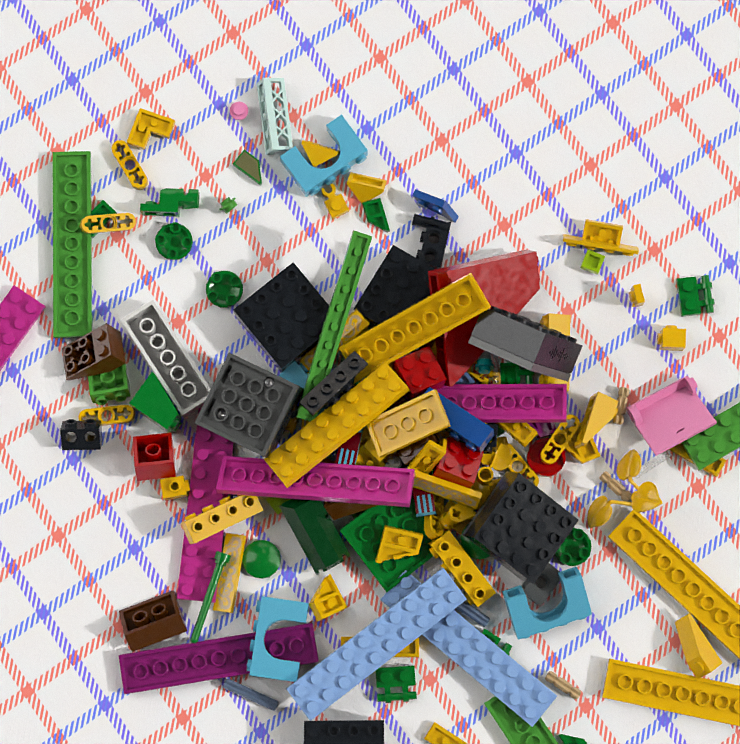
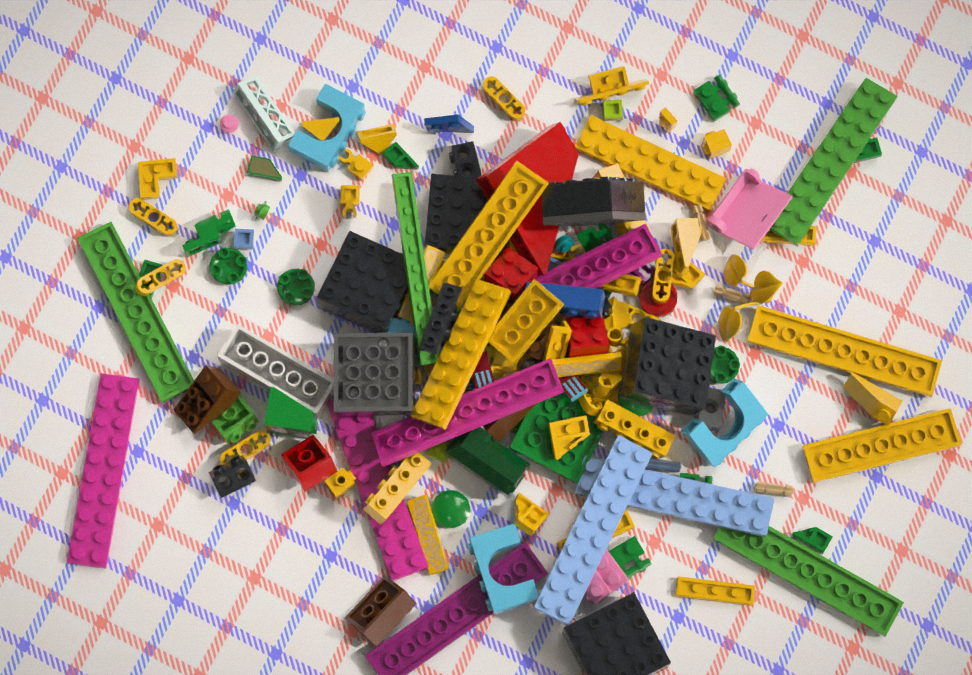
camera: 30 degrees left, 5 degrees down
(199, 223) = (244, 239): none -> medium blue plate
(221, 560) = (415, 525): green piece -> none
(250, 694) = (501, 633): sand blue axle -> none
(312, 230) = (350, 197): none -> yellow plate
(367, 694) = (605, 580): none -> bright pink plate
(423, 221) = (440, 144): black pin -> none
(507, 216) = (504, 91): none -> yellow beam
(602, 328) = (650, 163): none -> yellow plate

